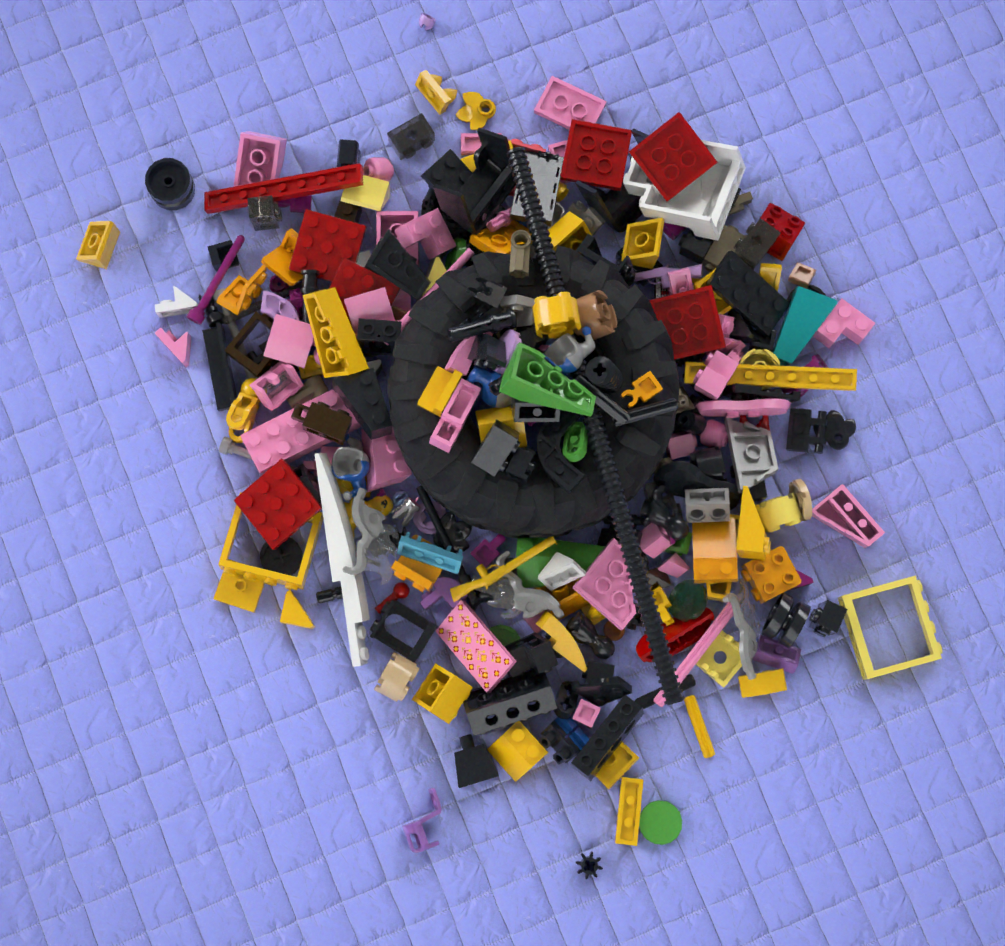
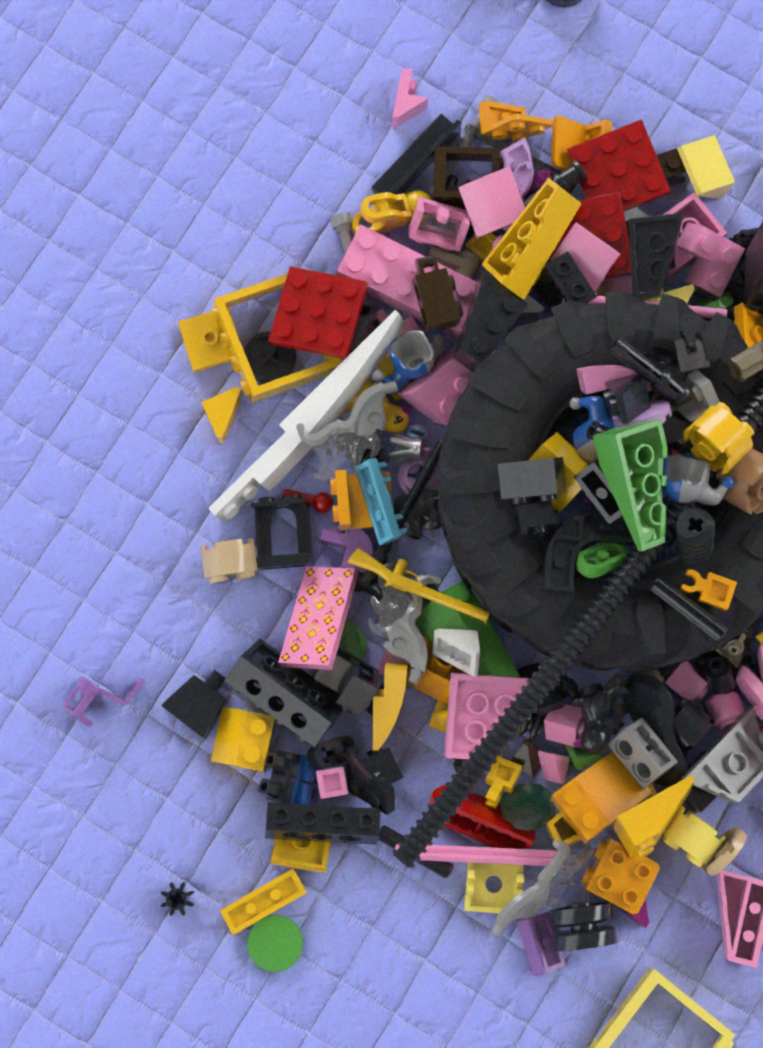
camera: 50 degrees right, 0 degrees up
(180, 306) = (451, 74): white slope -> none
(197, 314) = (454, 95): magenta piece -> none
(212, 313) = (467, 108): black piece -> none
(218, 253) = (532, 78): black panel -> none
(259, 158) = (652, 44): bright pink slope -> none
(264, 213) = (606, 84): clear smoke brick -> none
(273, 284) = (538, 151): magenta plate -> none
(285, 187) = (647, 85): red plate -> none
(297, 204) = (644, 108): magenta plate -> none
(329, 595) = (263, 432): black piece -> none
(348, 153) = (729, 124): black brick -> none
(378, 168) = (741, 163): bright pink head -> none
(439, 390) = (550, 379): yellow panel -> none
(442, 693) = (245, 619): yellow brick -> none
(454, 415) = (535, 413): bright pink slope -> none
(486, 552) = (426, 560): magenta plate -> none
(584, 632) = (415, 720): black animal -> none
(605, 401) = (666, 556): black axle -> none
(612, 631) = (436, 751): dark orange tile -> none
(699, 726) = (404, 913): yellow axle -> none
(764, 683) = (499, 950): yellow slope -> none
(827, 618) = (617, 969): black brick -> none

